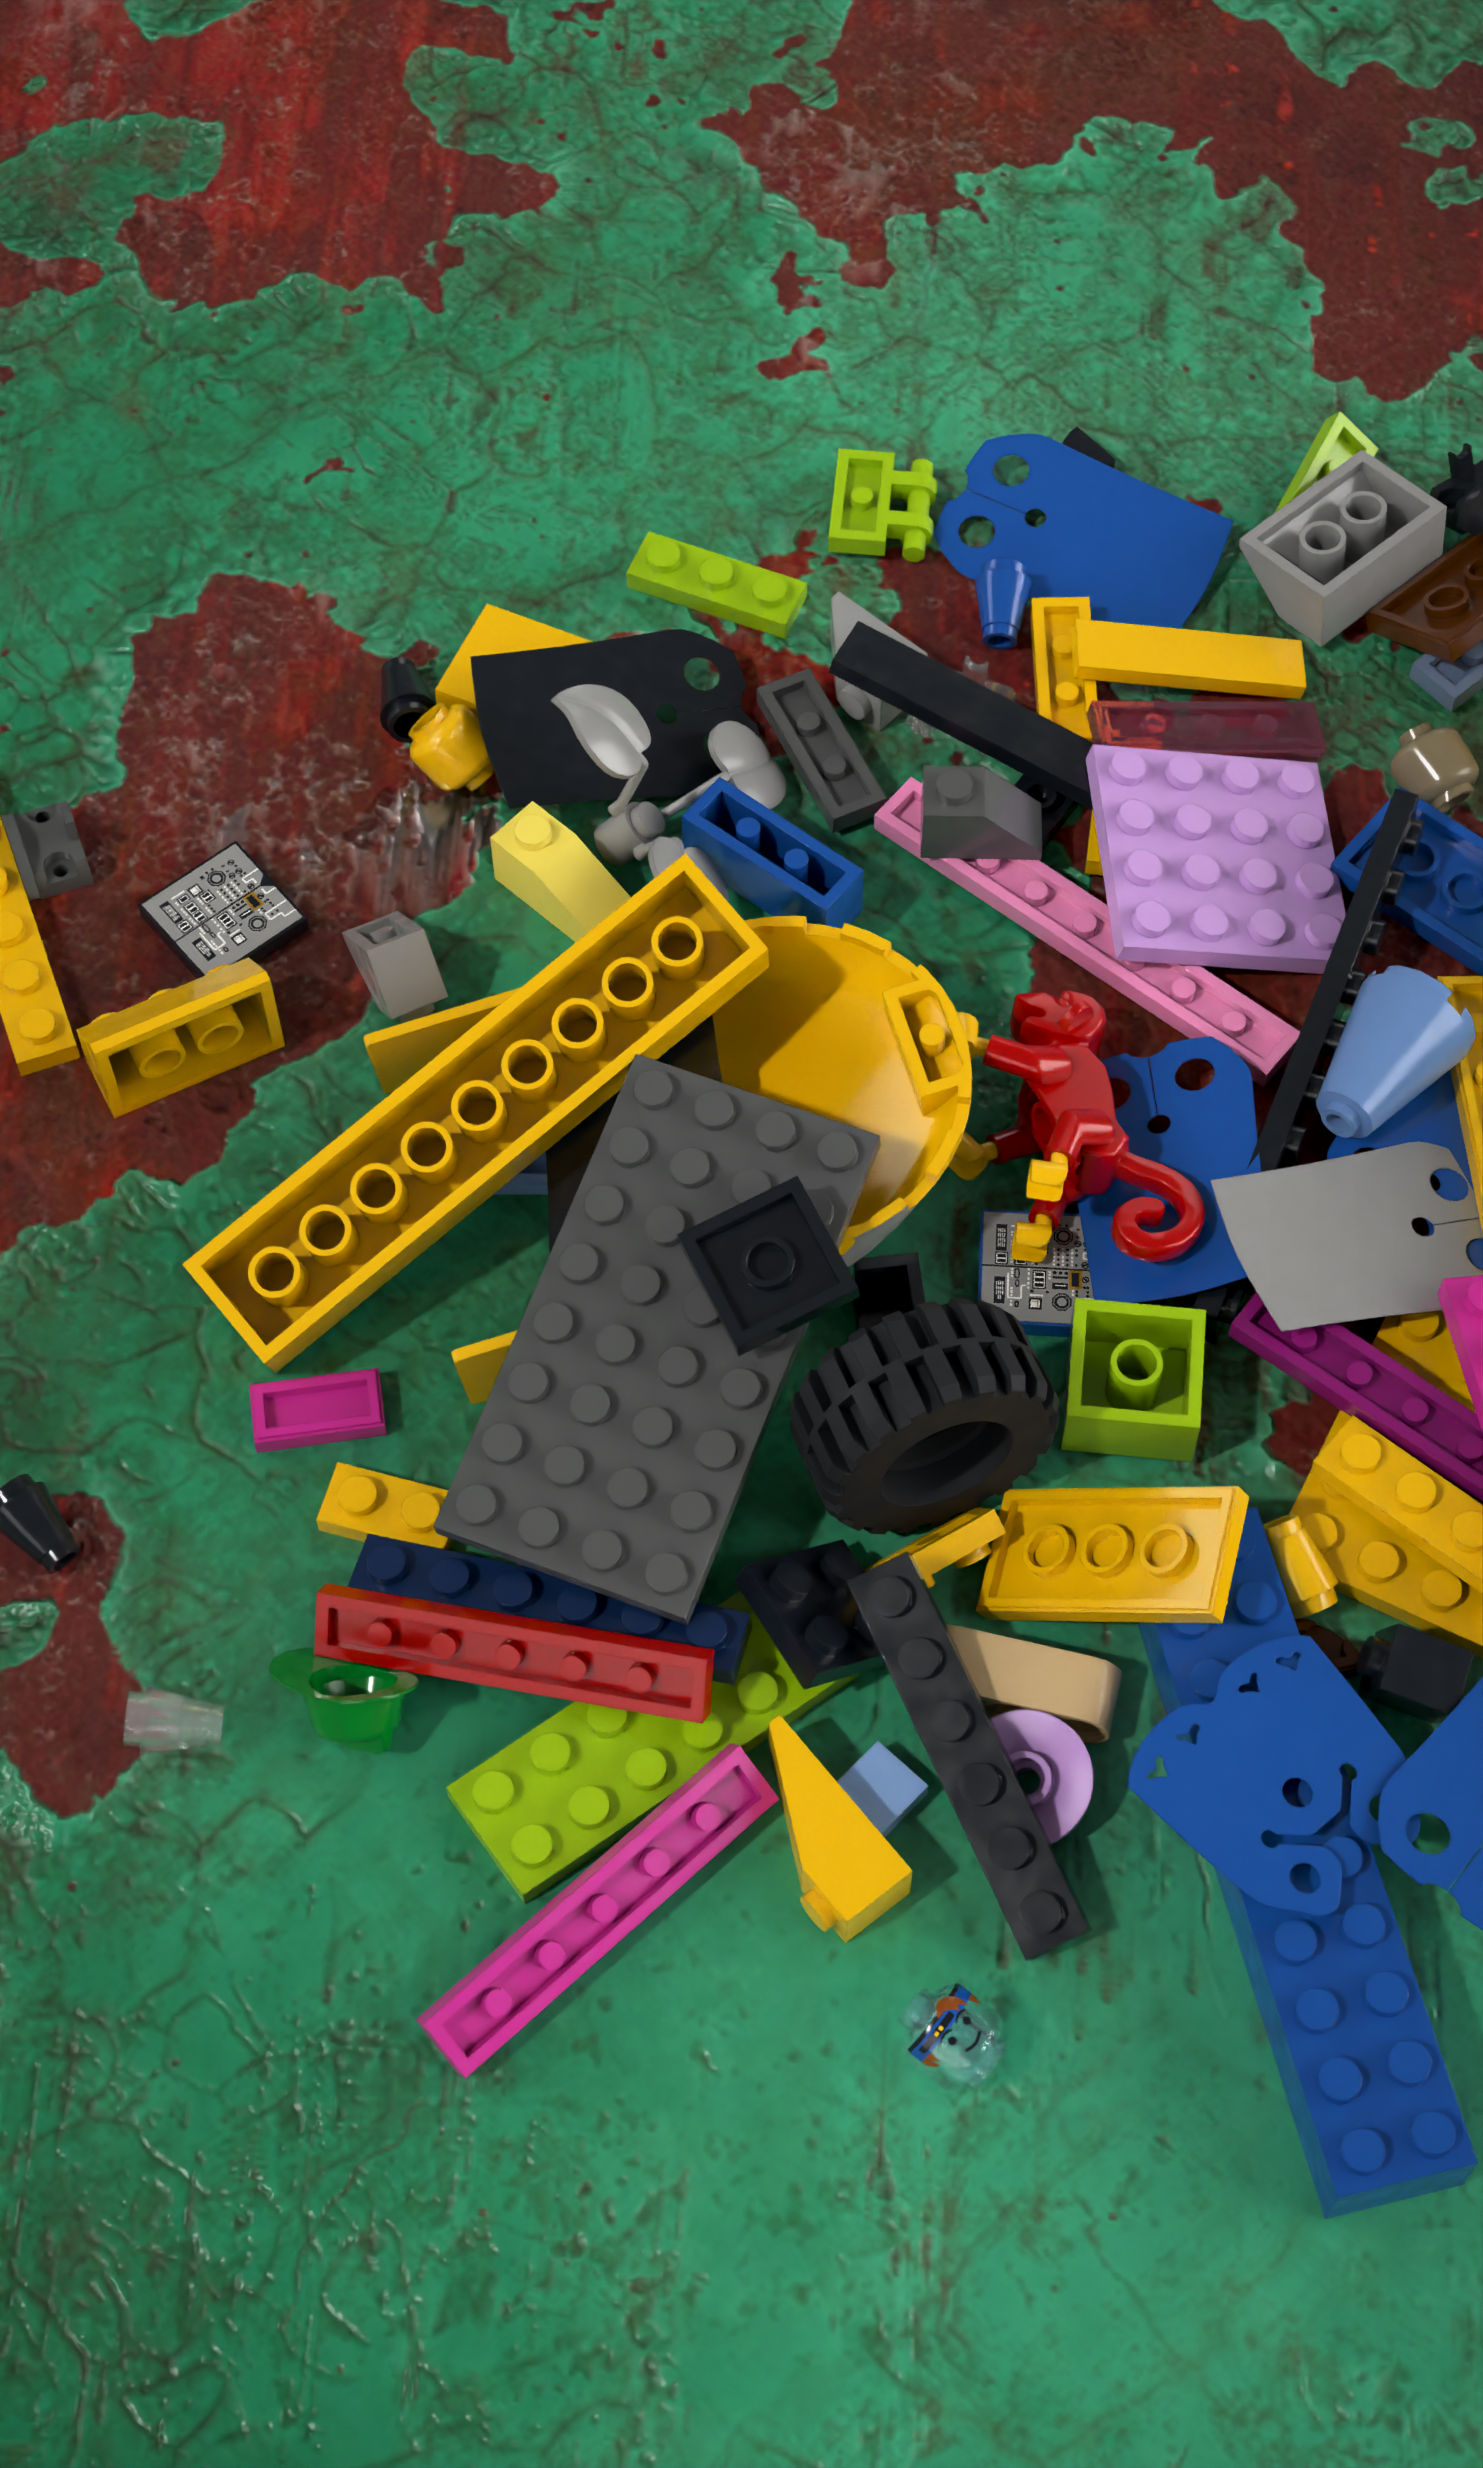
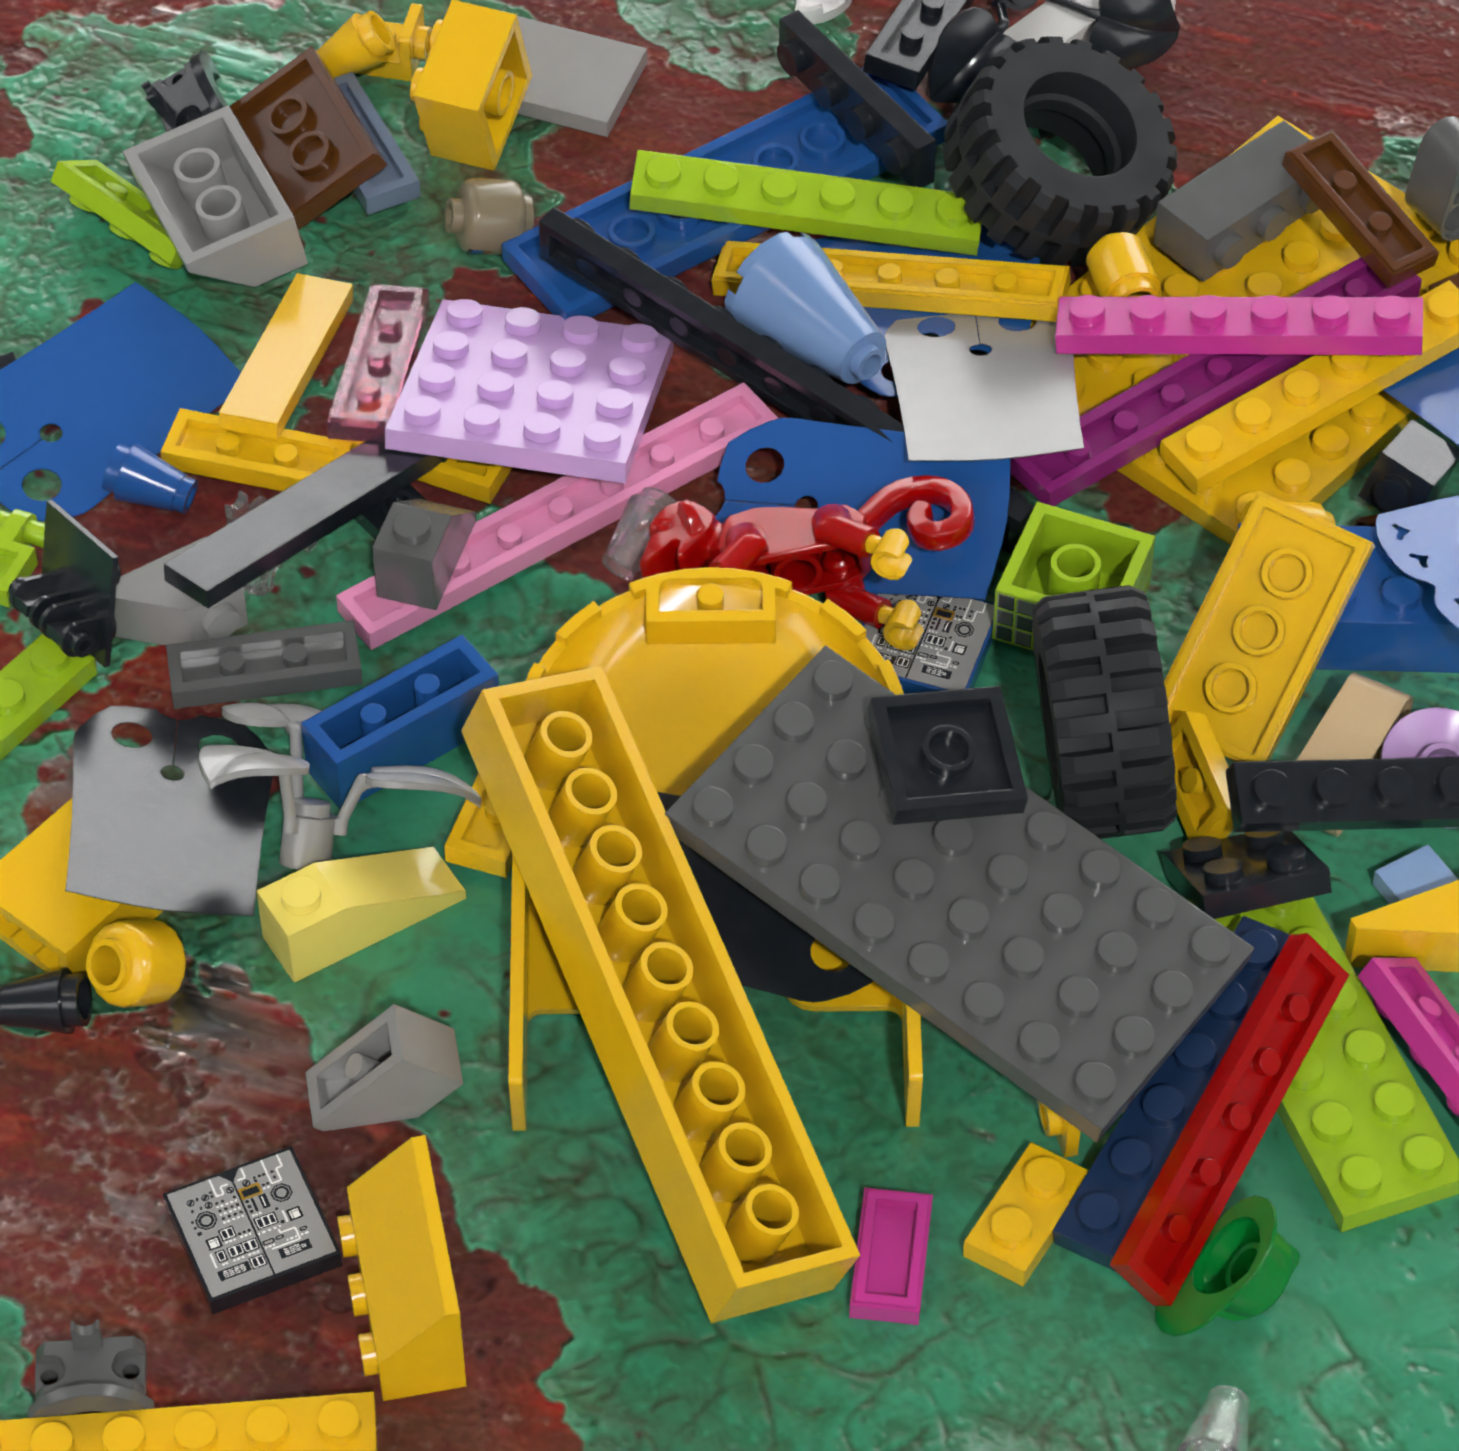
camera: 75 degrees left, 10 degrees down
(816, 573) = (75, 591): none -> black hinge
(1103, 987) = (632, 533): none -> clear cone

